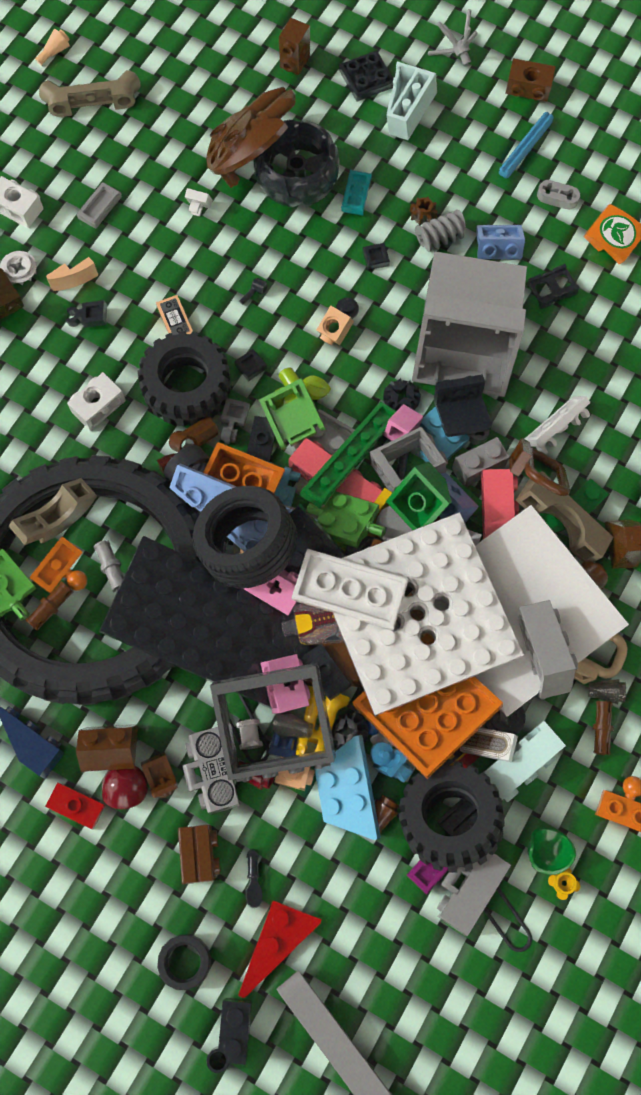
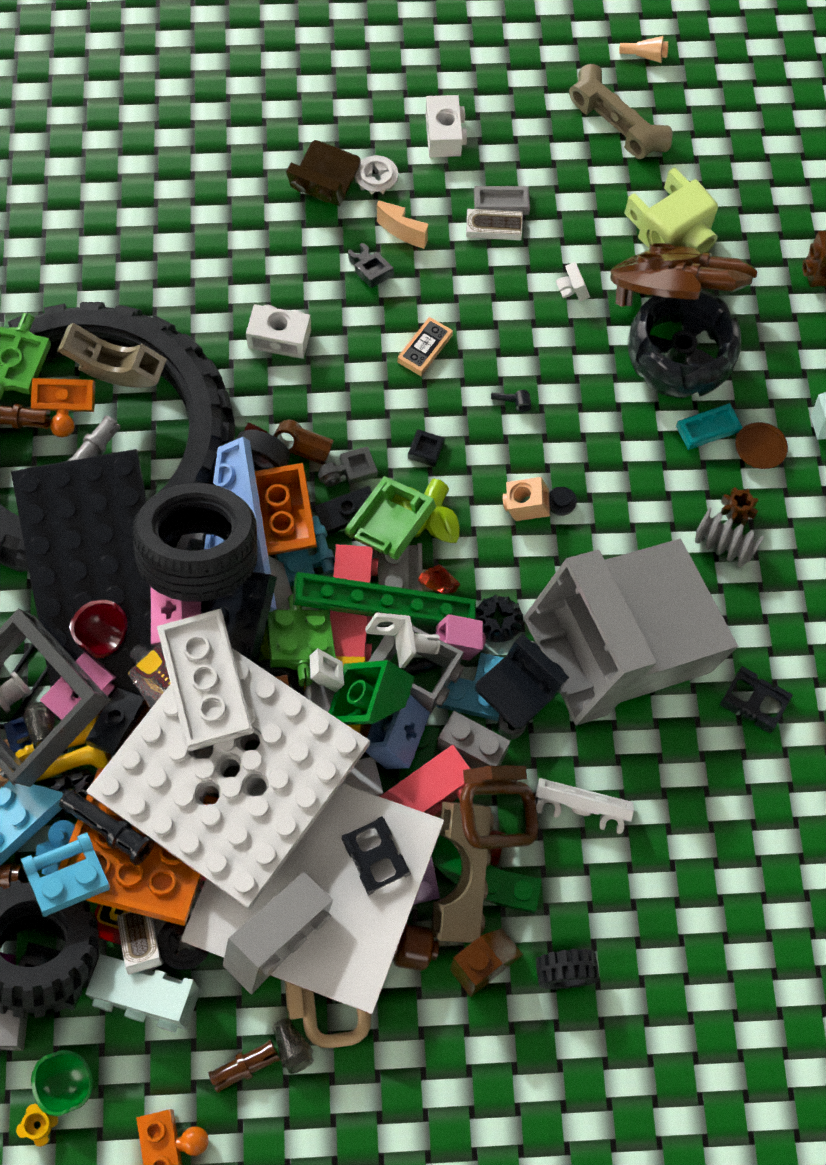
camera: 55 degrees right, 5 degrees down
(114, 221) = (494, 224): none -> tile
(181, 351) = (363, 360): black tyre -> none
(203, 110) = (678, 219): none -> yellowish green piece
(254, 642) = (99, 627): none -> dark red helmet
(352, 414) = (439, 580): none -> clear red tile
(376, 256) = (648, 492): black tile -> none
(385, 513) = (326, 670): none -> white plate
(391, 172) = (761, 445): none -> reddish brown piece
(395, 453) = (405, 639): none -> white bracket
(415, 712) = (117, 833): none -> black pin
(434, 761) = (68, 884): none -> medium azure plate
(500, 241) = (766, 608): medium blue bracket -> none
(529, 567) = (365, 860): none -> black piece

